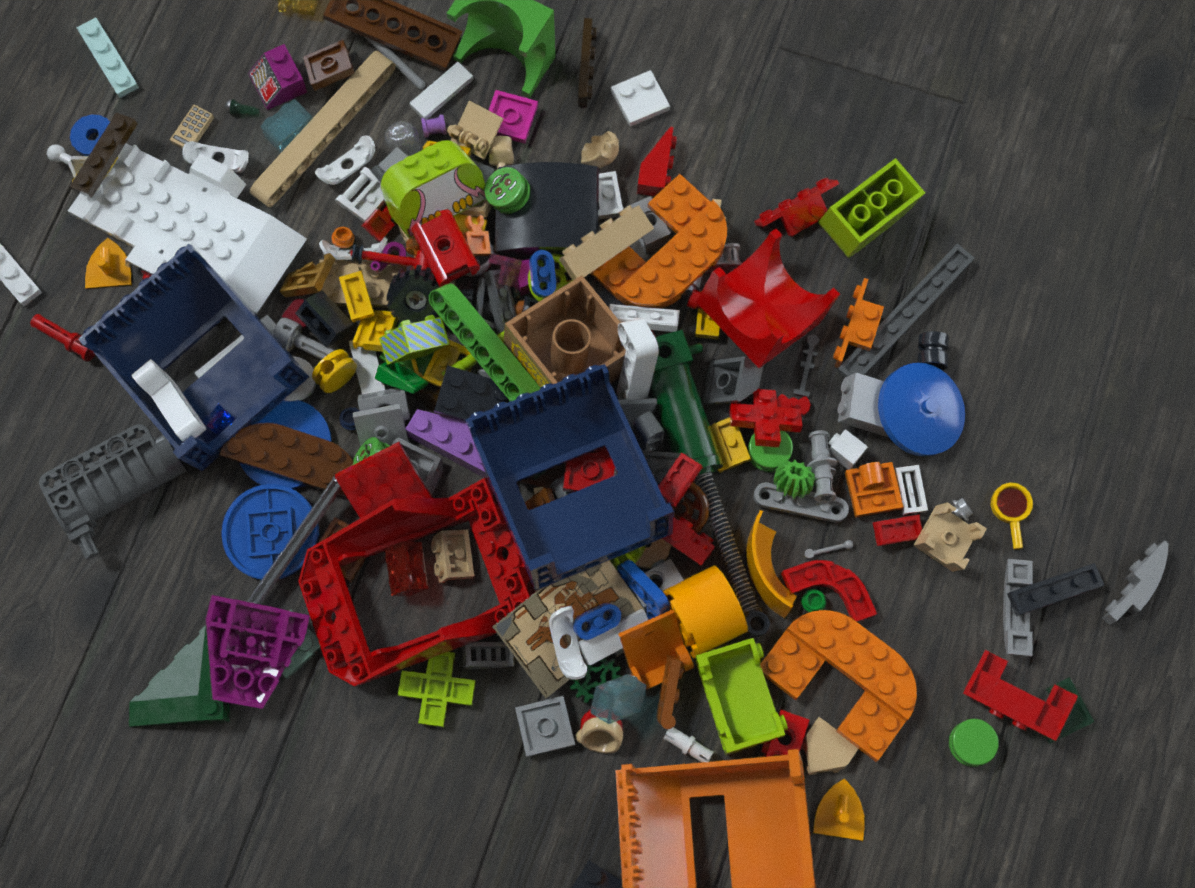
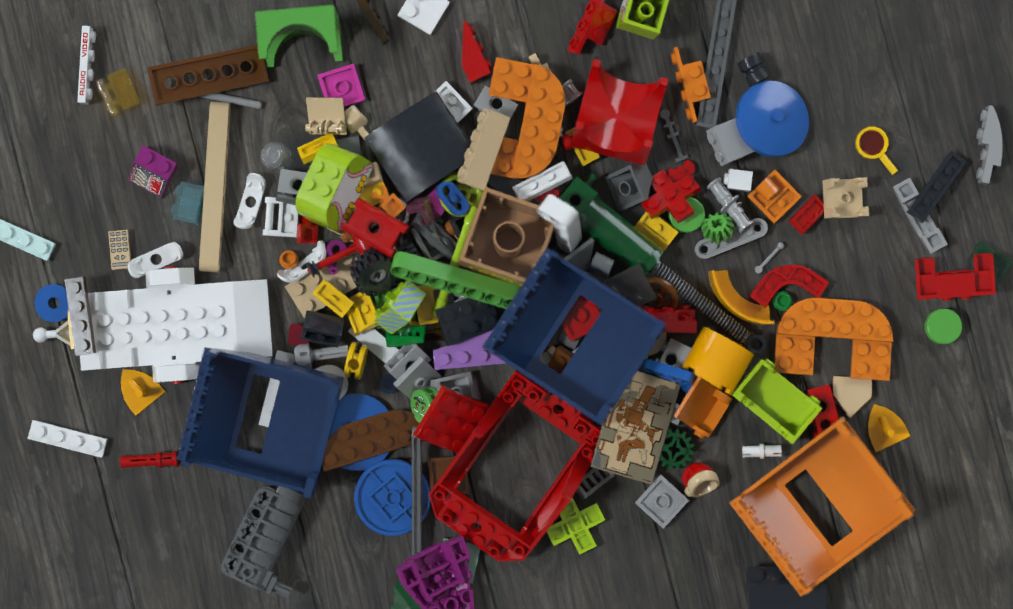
camera: 30 degrees left, 15 degrees up
(169, 400) = (270, 461): white beam -> none
(219, 419) = (307, 448): clear blue tile -> none
(234, 107) = (138, 213): clear green piece -> none
(308, 278) = (289, 307): pearl gold wing -> none
(328, 65) = (184, 137): reddish brown plate -> none
(406, 568) = (501, 461): clear red brick -> none
(433, 126) = (292, 132): medium lavender bush -> none
(441, 91) = (277, 100): white tile -> none
(452, 555) = (524, 431): tan bracket -> none
(507, 190) = (386, 154): bright green head -> none
(569, 659) = (651, 450): white piece -> none
(596, 623) = (653, 415): blue plate -> none
(601, 151) = (424, 72): tan hair -> none
(609, 642) = (666, 421): white tile -> none
(618, 698) = (699, 454): clear light blue brick -> none
(669, 691) = (727, 426): dark orange plate -> none
(679, 479) = (645, 287): red plate -> none
(919, 486) = (787, 167): white tile -> none
(962, 509) = (841, 171): light grey plate -> none

